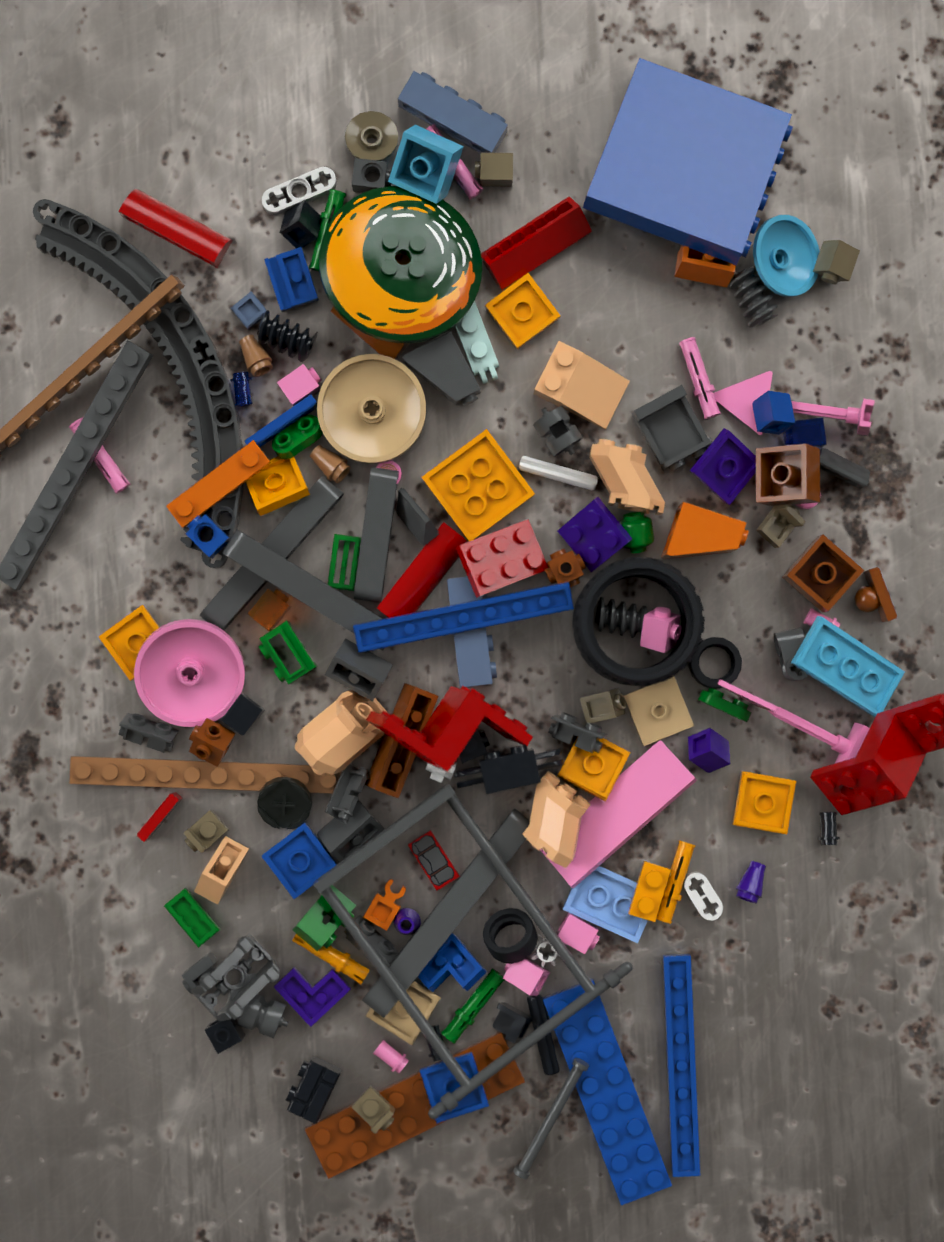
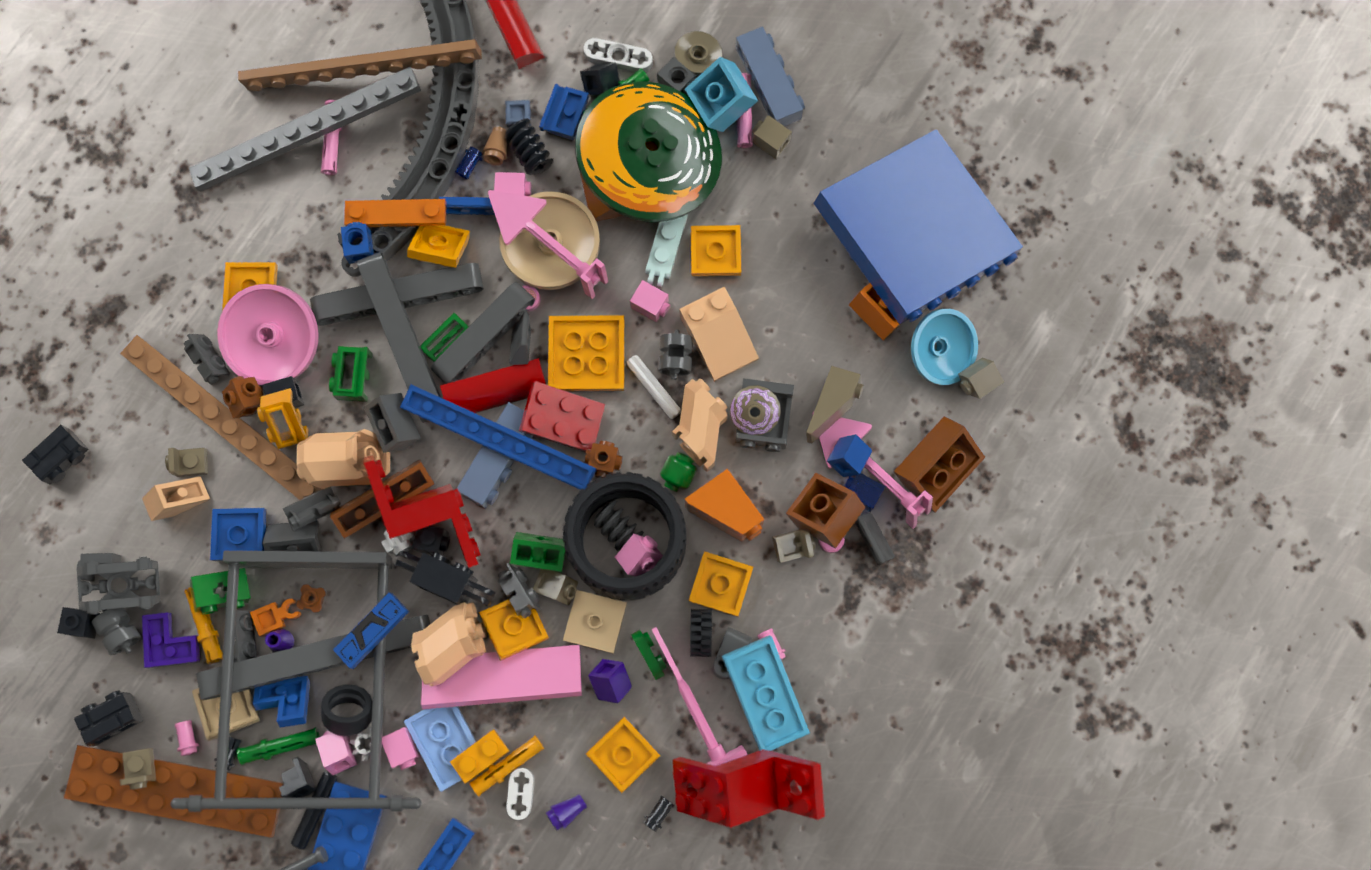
camera: 40 degrees right, 10 degrees down
(87, 910) = (55, 455): none -> black brick
(159, 816) = (163, 425): red tile -> none
(192, 917) = (126, 518): green plate -> none
(263, 736) = (282, 419): none -> light orange window
(270, 609) = (363, 331): clear orange brick -> none
(284, 803) = (261, 482): pearl dark grey tile -> none
(297, 437) = (478, 224): green plate -> none
(326, 407) = (518, 211): none -> bright pink piece
(331, 464) = (490, 260): medium nougat cone -> none
(411, 871) = (318, 598): none -> dark orange plate
(433, 860) = (337, 609): tile -> none
(439, 1081) = (203, 783): blue plate -> none
(445, 369) = (627, 250): dark grey slope -> none
(484, 857) = (371, 630): none -> blue tile
(500, 399) = (650, 301): none -> bright pink brick
(536, 242) = (763, 209): red brick -> none
(569, 687) = (538, 551): none -> green brick
(594, 534) = (646, 449): dark purple plate -> none
(652, 426) = (755, 397): none -> dish
(709, 408) = (812, 392): bright pink pin -> none
(725, 367) = (835, 400): none -> dark tan slope
(725, 466) = (783, 470): dark purple plate -> none
(730, 648) = (666, 596): black tyre -> none
(741, 601) = (720, 584): none -> light orange plate
(753, 297) = (895, 361): dark grey piece -> none
(757, 655) = (701, 633): none -> black tyre
(823, 573) = (799, 606): dark orange brick -> none
(852, 361) = (940, 462): none -> dark orange slope
(875, 596) = (828, 655): dark orange tile -> none

